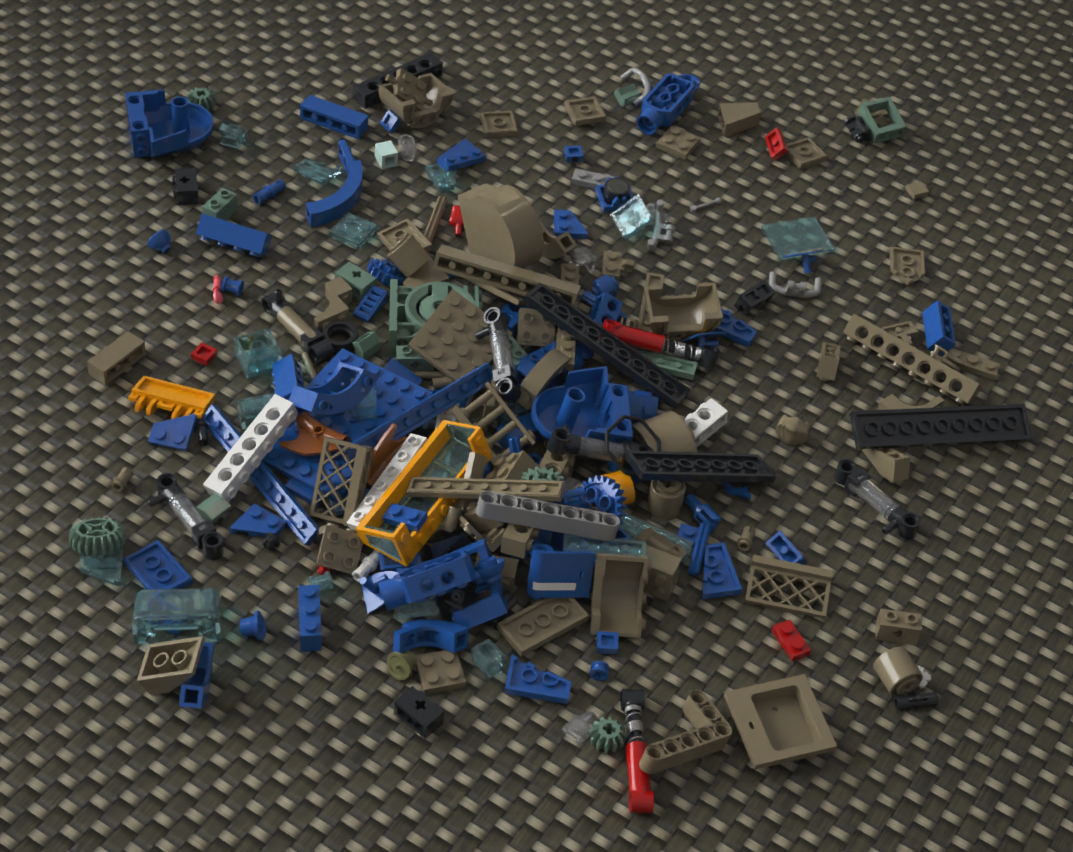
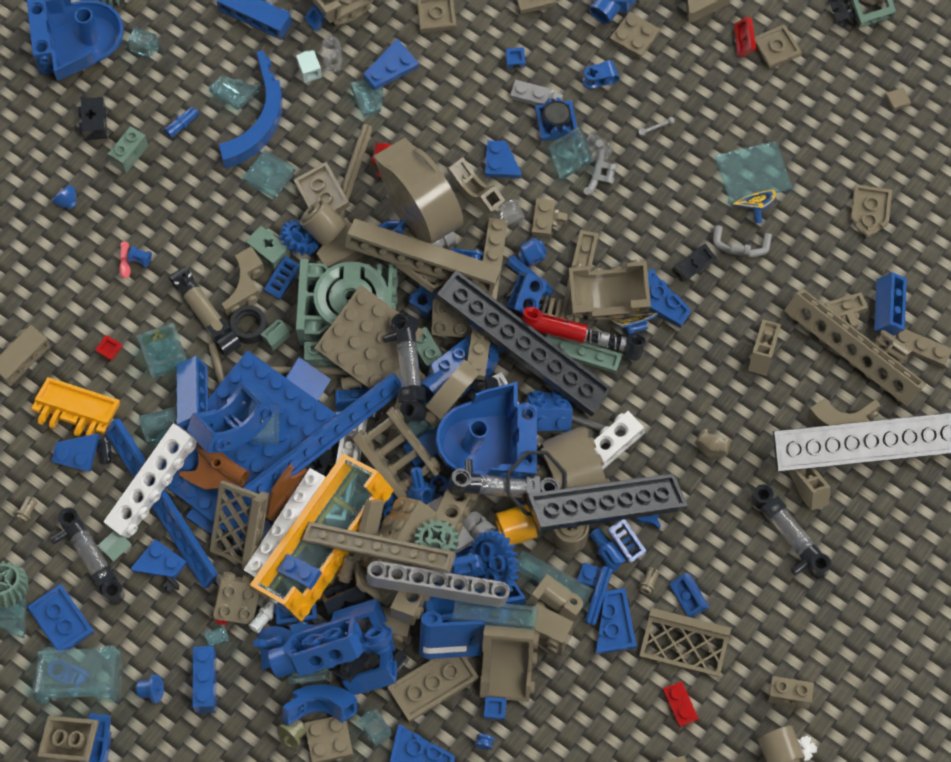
camera: 10 degrees right, 20 degrees up
(233, 234) = (141, 188): blue brick -> none
(652, 166) = (601, 74): none -> blue piece
(730, 505) = (620, 544): none -> slope

